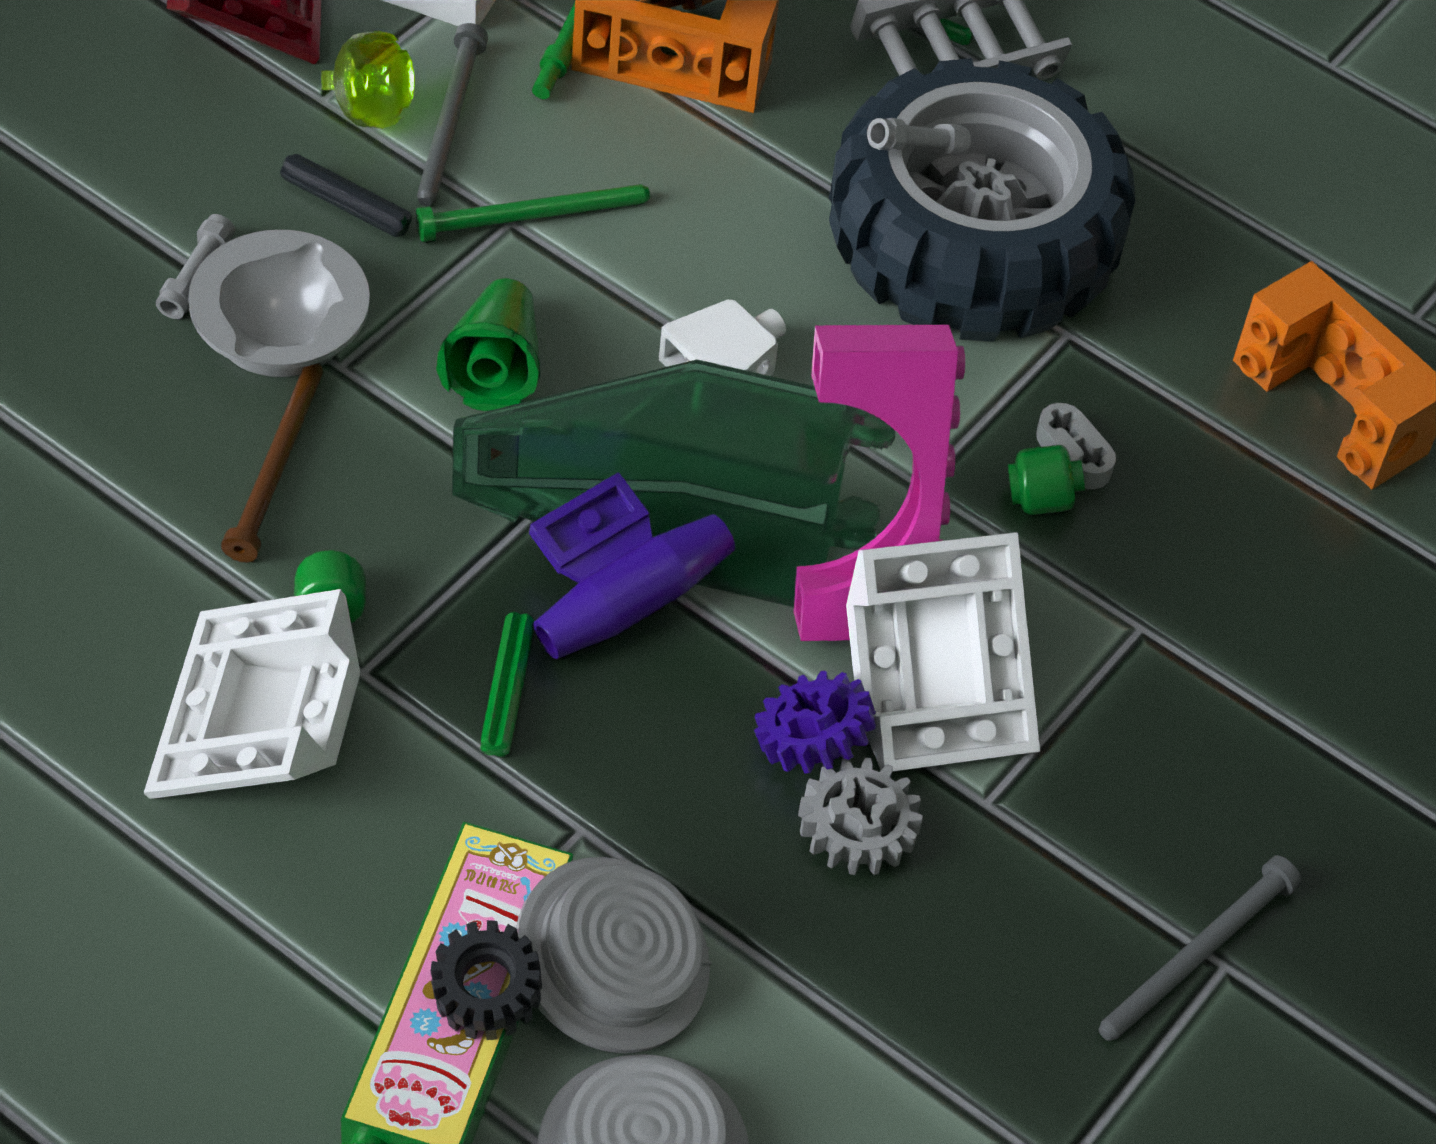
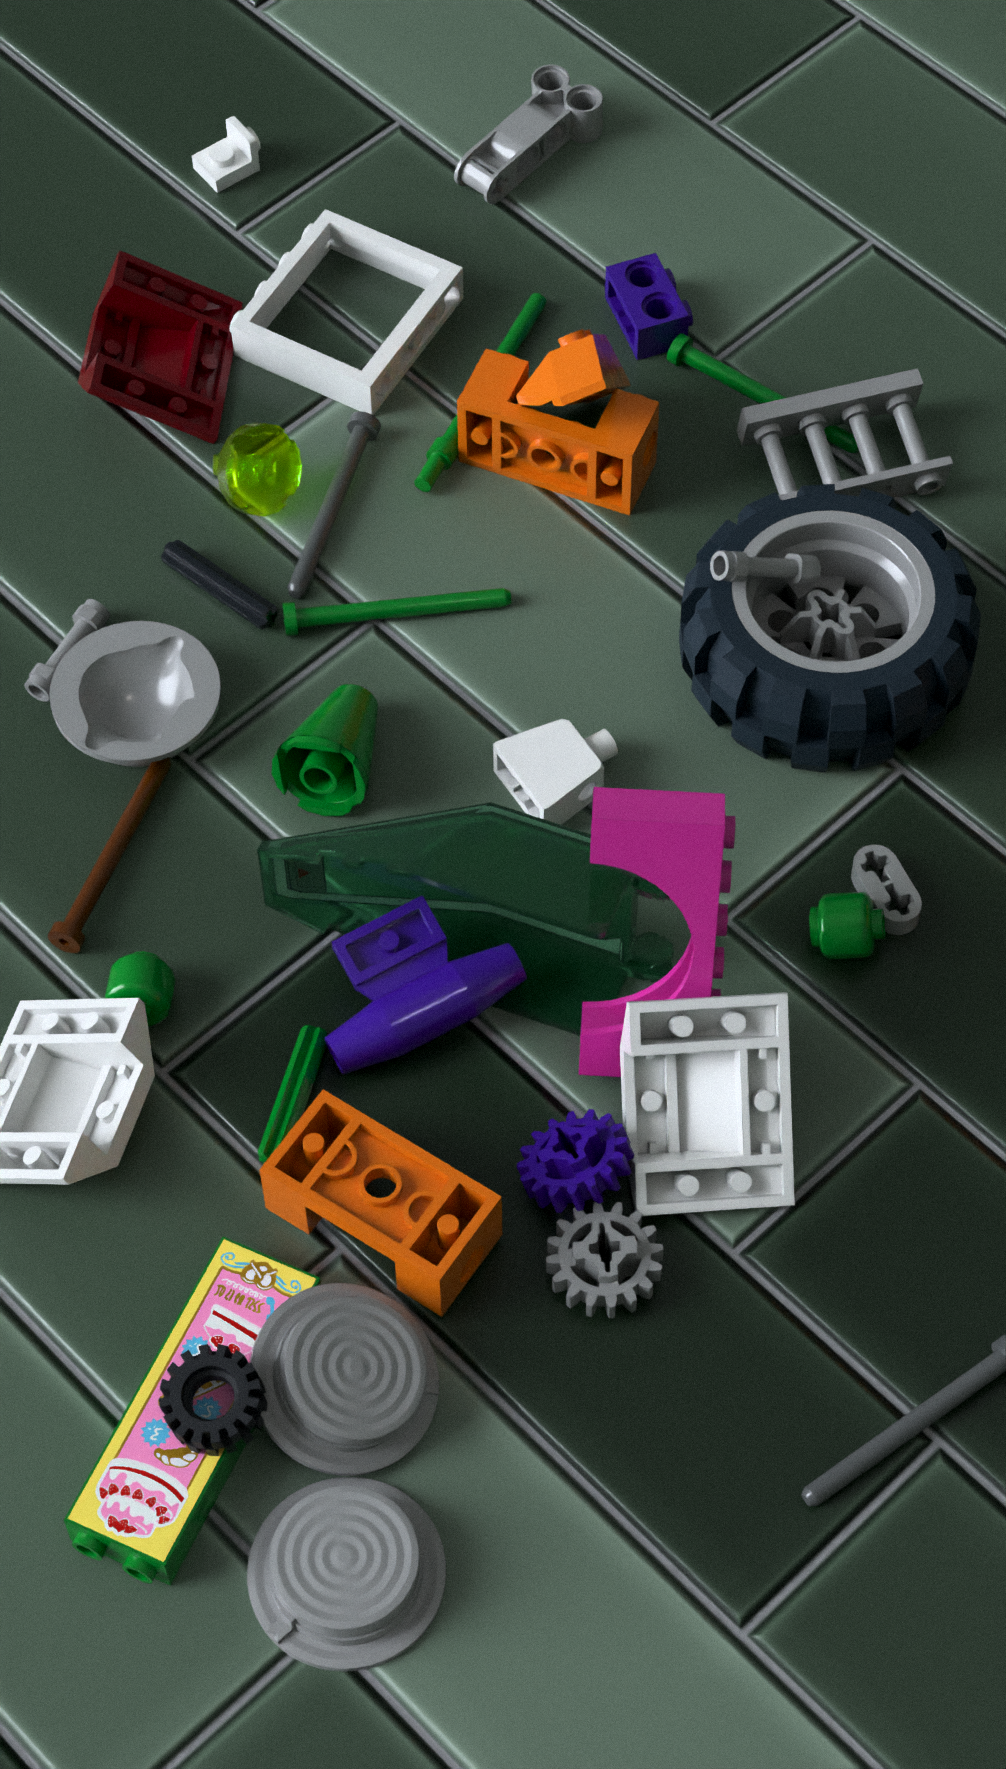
camera: 15 degrees right, 5 degrees up
(683, 788) = (431, 1225): none -> orange plate

